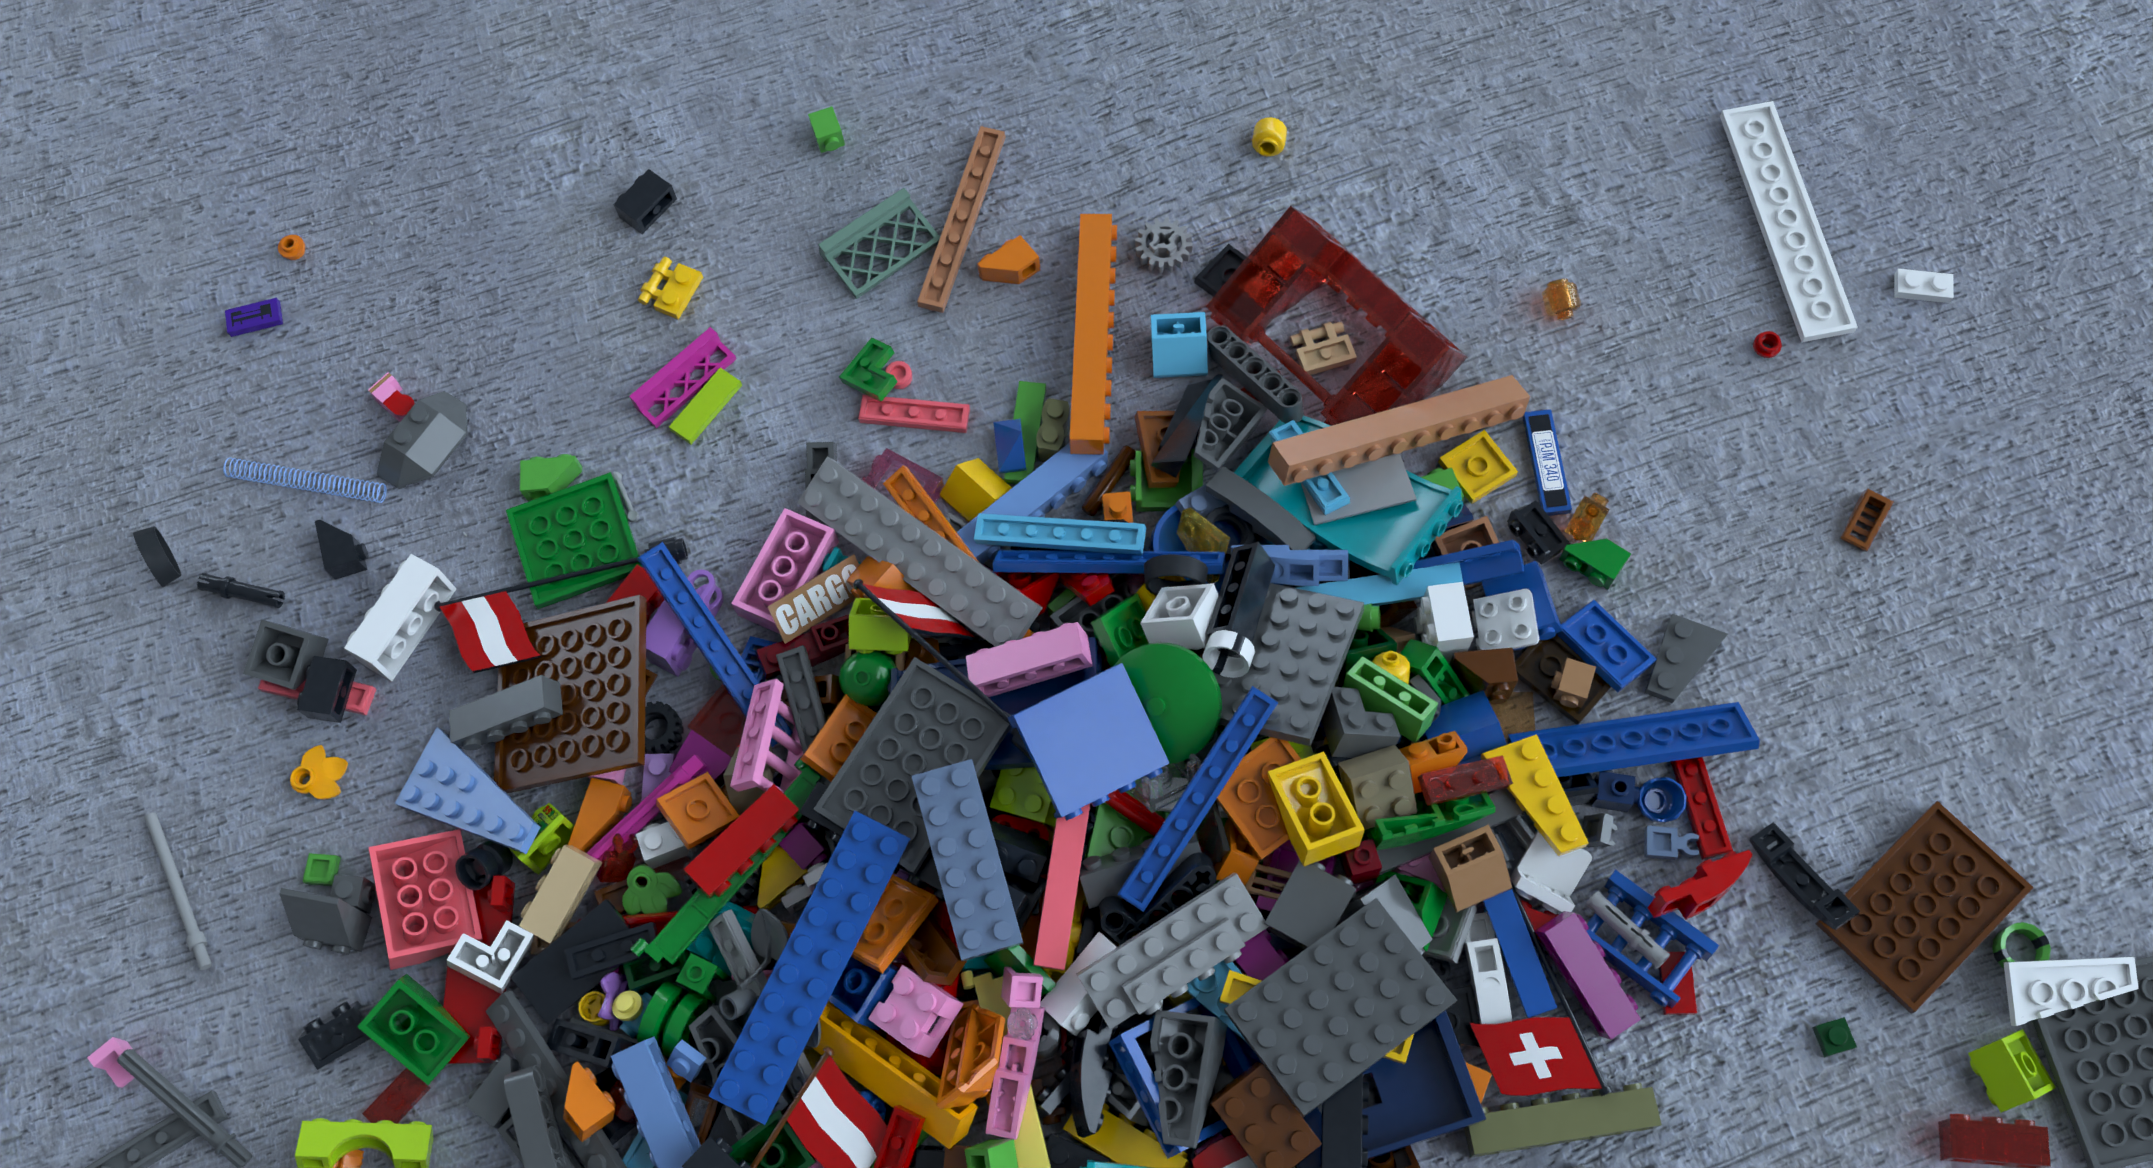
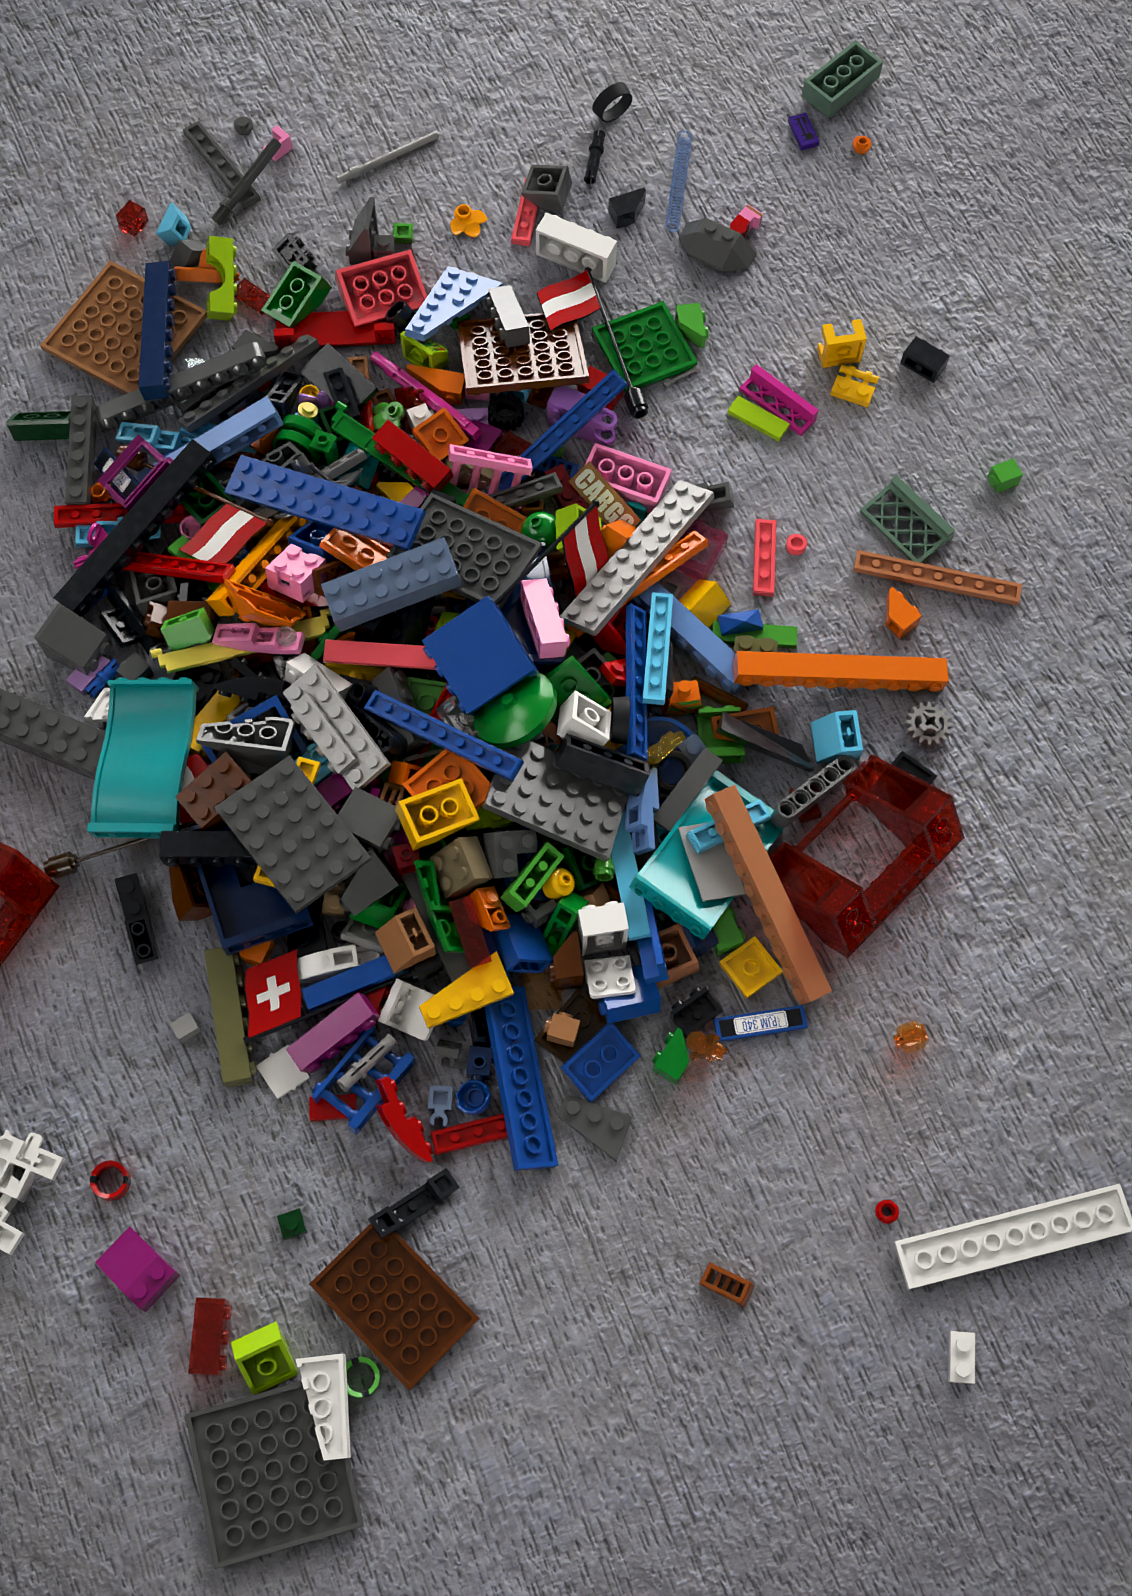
camera: 80 degrees right, 0 degrees up
(67, 1119) = (243, 125): none -> dark grey plate
(182, 258) = (842, 79): none -> sand green brick
(326, 689) = (522, 213): black brick -> none
(492, 964) = (336, 331): white brick -> none
(559, 893) = (383, 363): tan brick -> none
(585, 1104) = (241, 389): orange slope -> none
(615, 292) = (842, 349): none -> yellow panel
(686, 1061) = (266, 443): medium blue plate -> none
(865, 370) = (795, 518): green plate -> none
(1021, 989) = (310, 636): bright pink panel -> none
(1226, 424) = (763, 767): dark grey wedge -> none
(1226, 665) = (552, 749): white piece -> none
(1269, 136) = (1041, 802): yellow head -> none
(1325, 354) = (842, 851): tan plate -> none
(1631, 1053) = (281, 1072): none -> white piece

